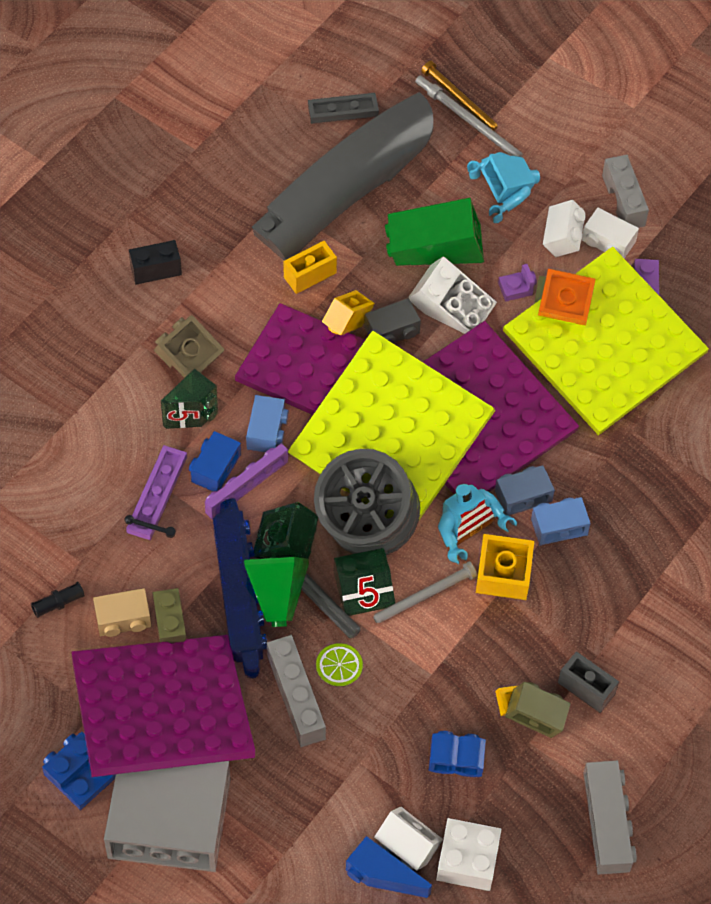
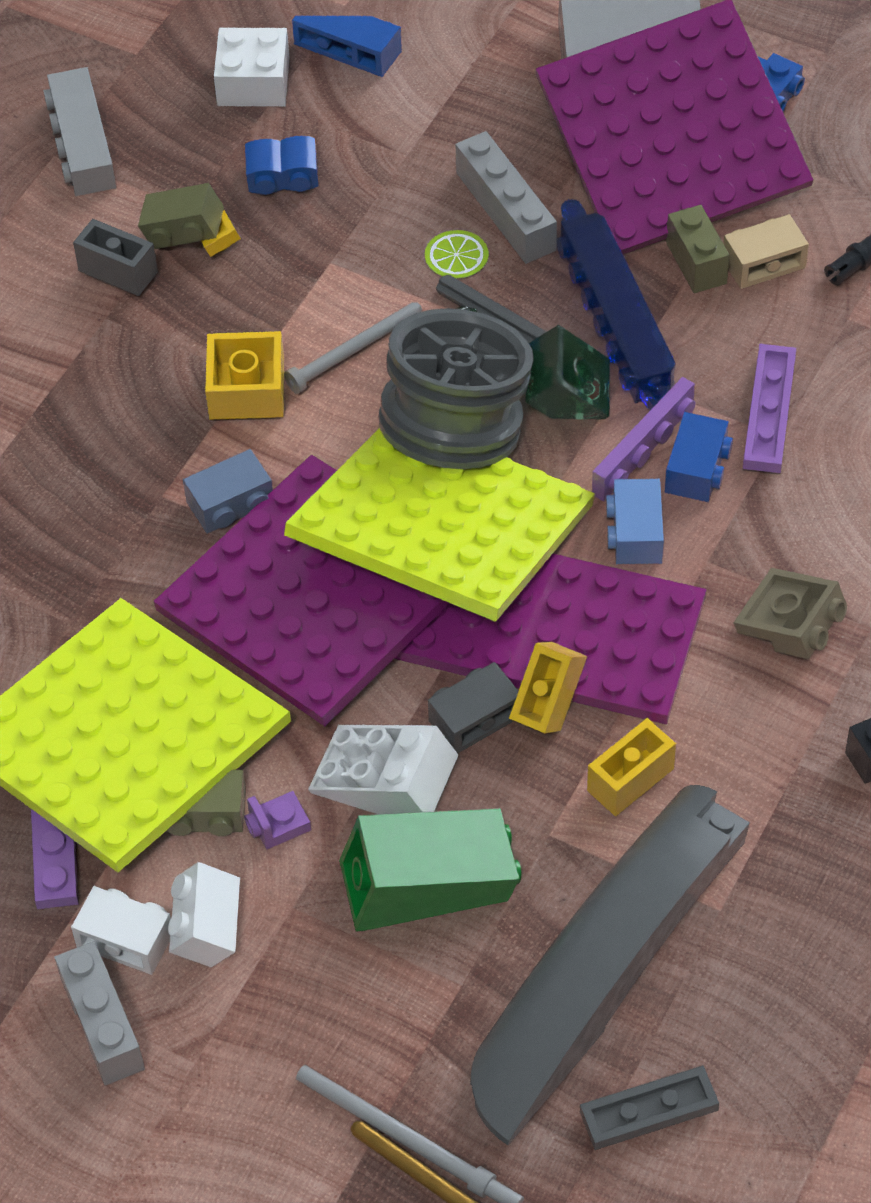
camera: 175 degrees right, 5 degrees down
(170, 531) = (732, 350): black hinge -> none
(190, 402) = (757, 512): clear green slope -> none
(277, 586) = (567, 298): green slope -> none
(408, 838) = (328, 65): white brick -> none
(468, 514) = (305, 432): medium azure torso -> none
(507, 178) = (317, 998): medium azure torso -> none
(560, 520) = (169, 456): medium blue brick -> none
(566, 297) = (187, 746): orange plate -> none

